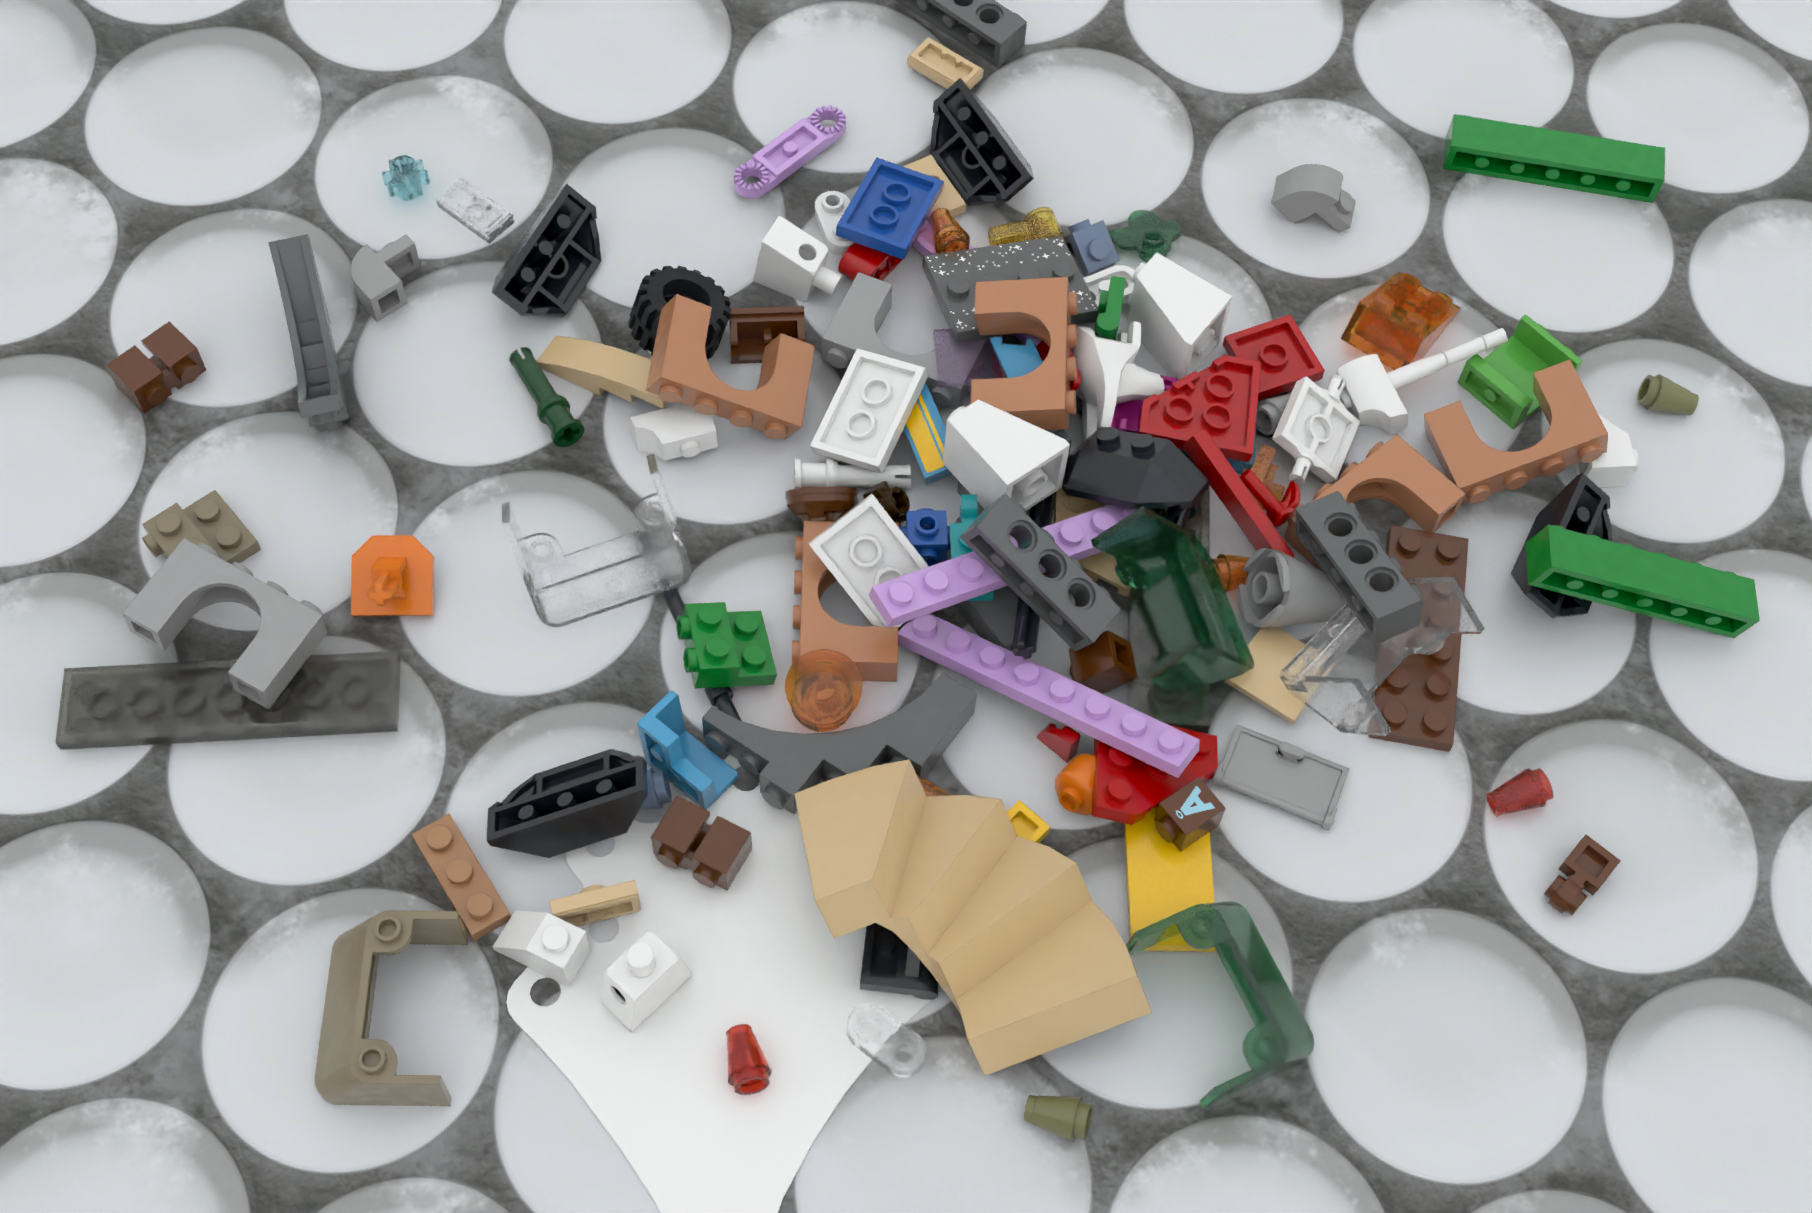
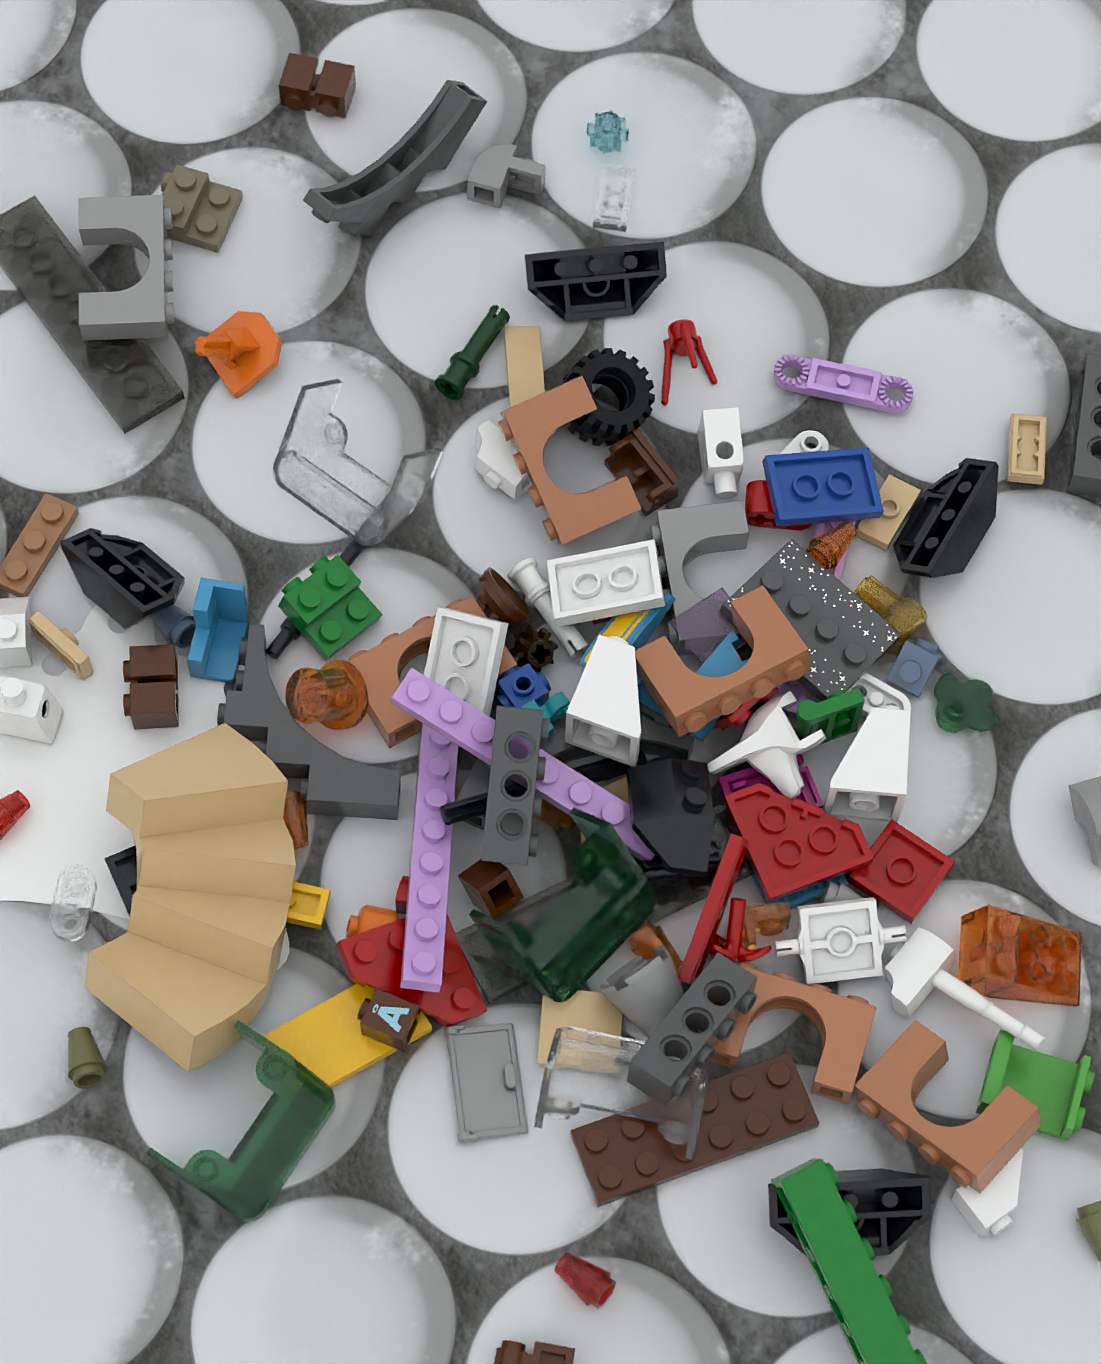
camera: 60 degrees right, 5 degrees up
(662, 235) = (684, 342): none -> red plant

